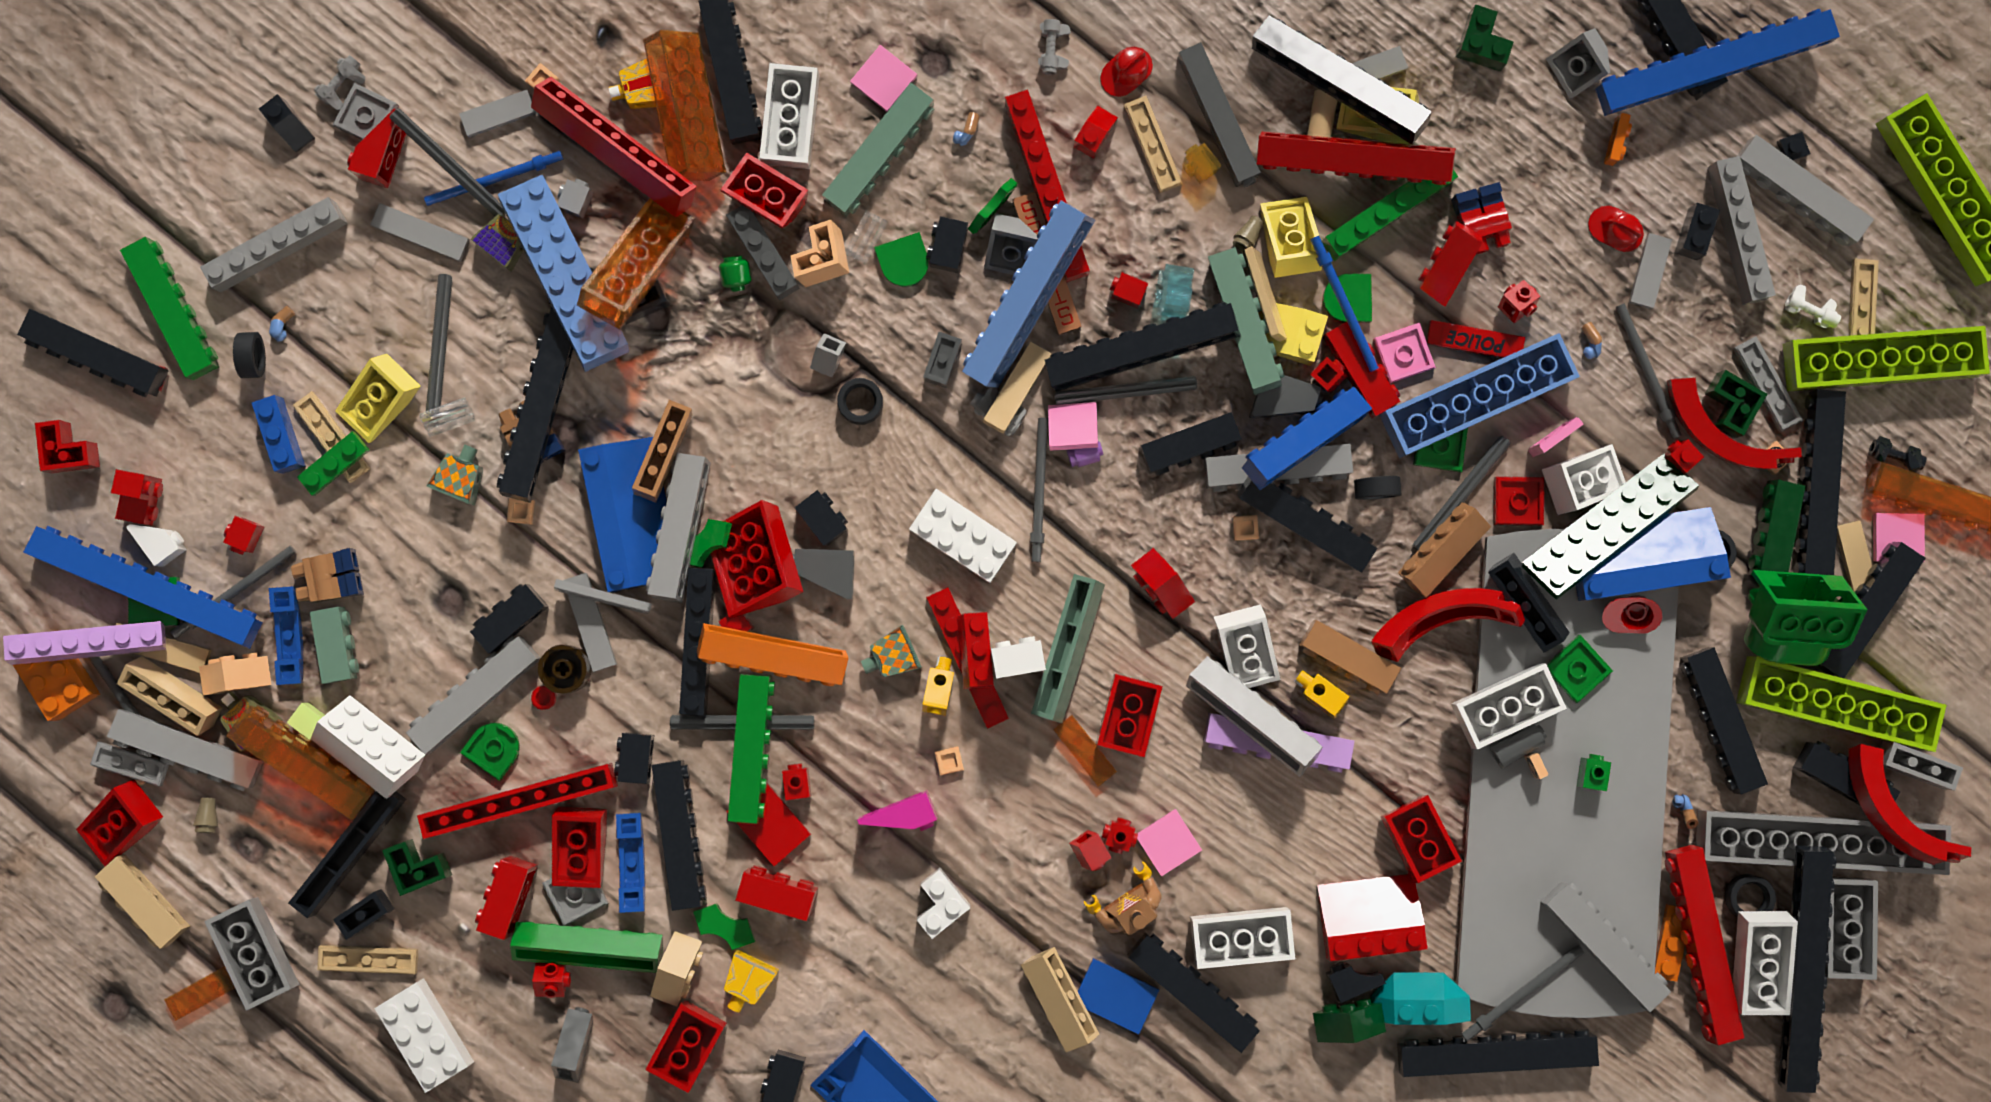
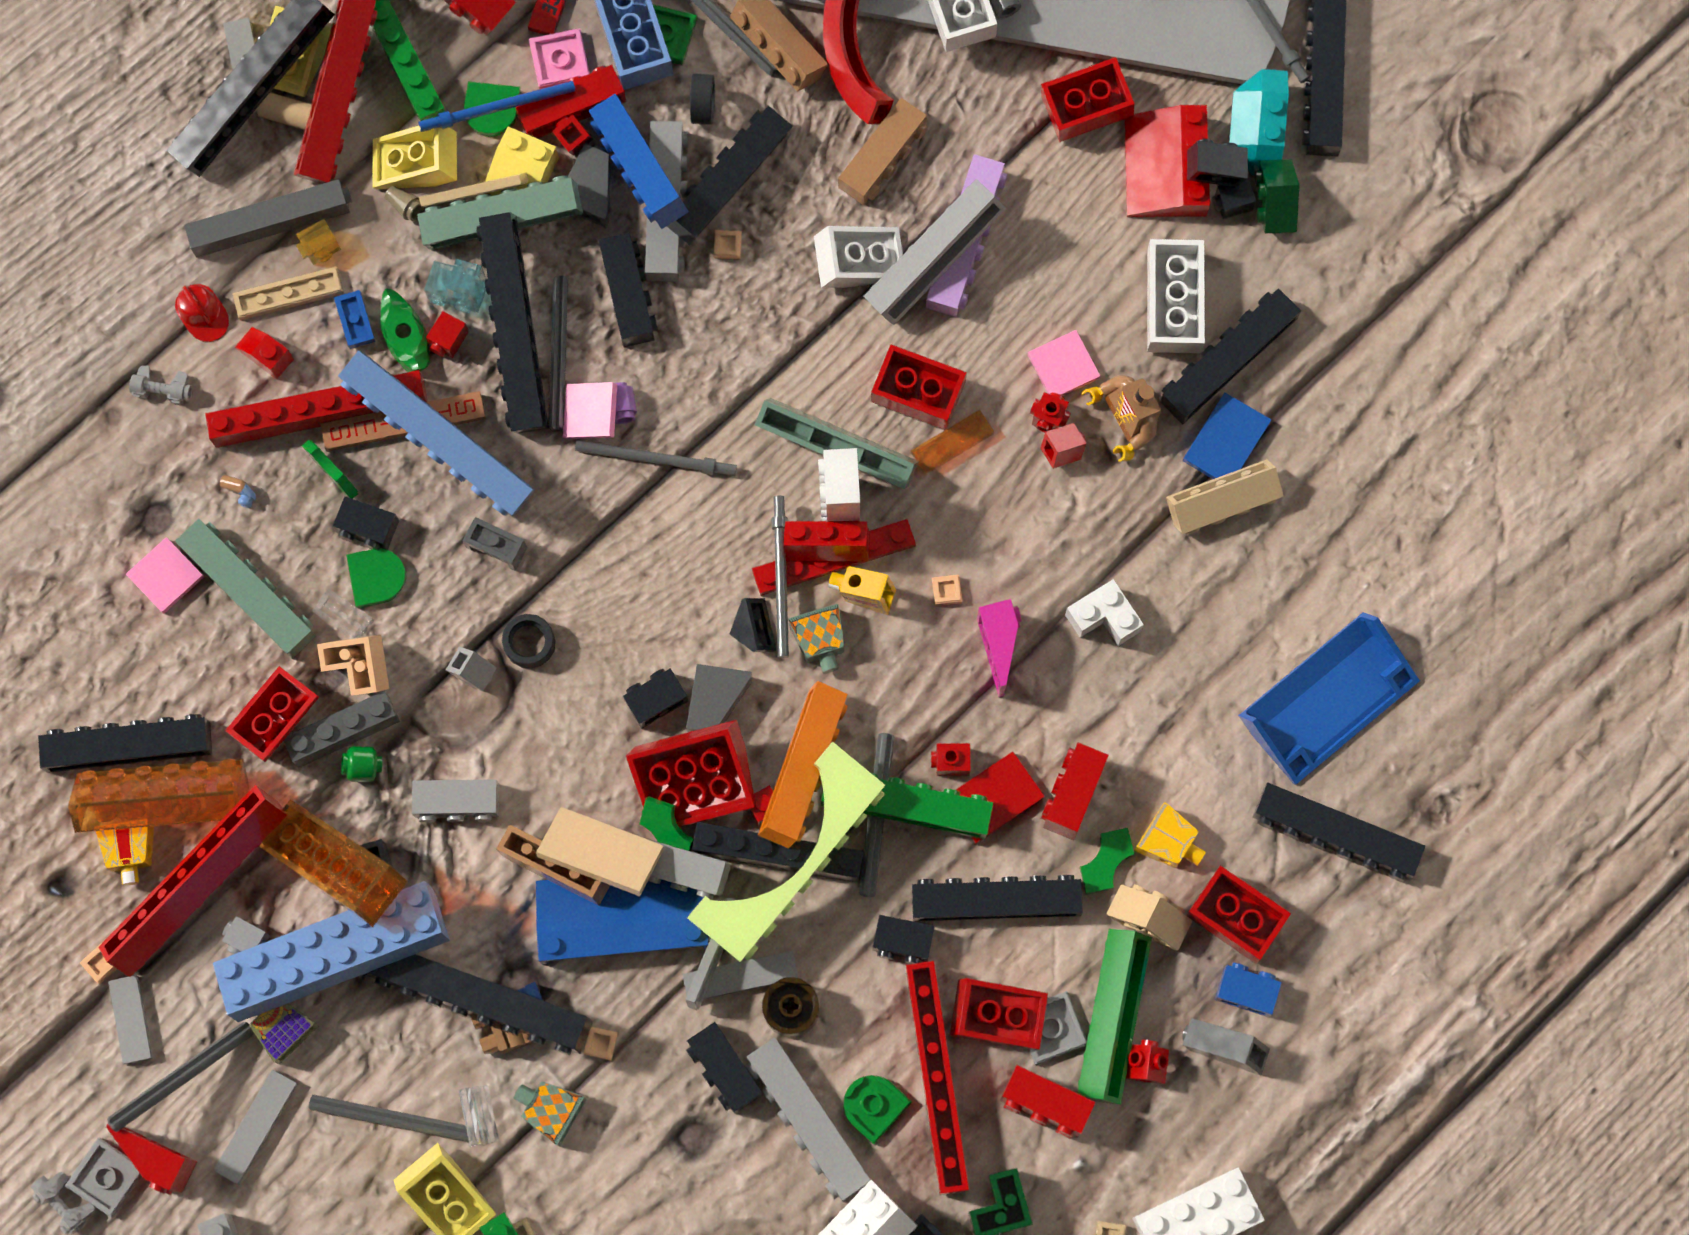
camera: 75 degrees left, 10 degrees down
(538, 162) = (196, 978): blue bar -> none
(543, 698) = (821, 1040): red tile -> none
(623, 1060) = (1248, 990): none -> blue brick
(626, 620) = (847, 793): none -> yellowish green arch
(631, 862) = (1022, 957): blue slope -> none
(673, 489) = (600, 851): none -> tan tile
(712, 358) = (455, 800): none -> light grey brick
(789, 116) = (190, 680): white brick -> none
(896, 595) = (753, 626): none -> black slope
(963, 536) = (696, 544): white brick -> none
(983, 403) = (551, 504): light grey piece -> none
(988, 606) = (778, 526): none -> dark grey bar
(1008, 244) = (378, 455): light grey slope -> none
(1016, 388) = (538, 466): tan tile -> none
(1110, 260) = (412, 351): none -> green piece
(1134, 206) = (354, 319): none -> blue plate
(1162, 584) = (777, 332): red brick -> none
(1330, 702) = (926, 173): yellow torso -> none
(1368, 965) = (1217, 163): none -> black brick

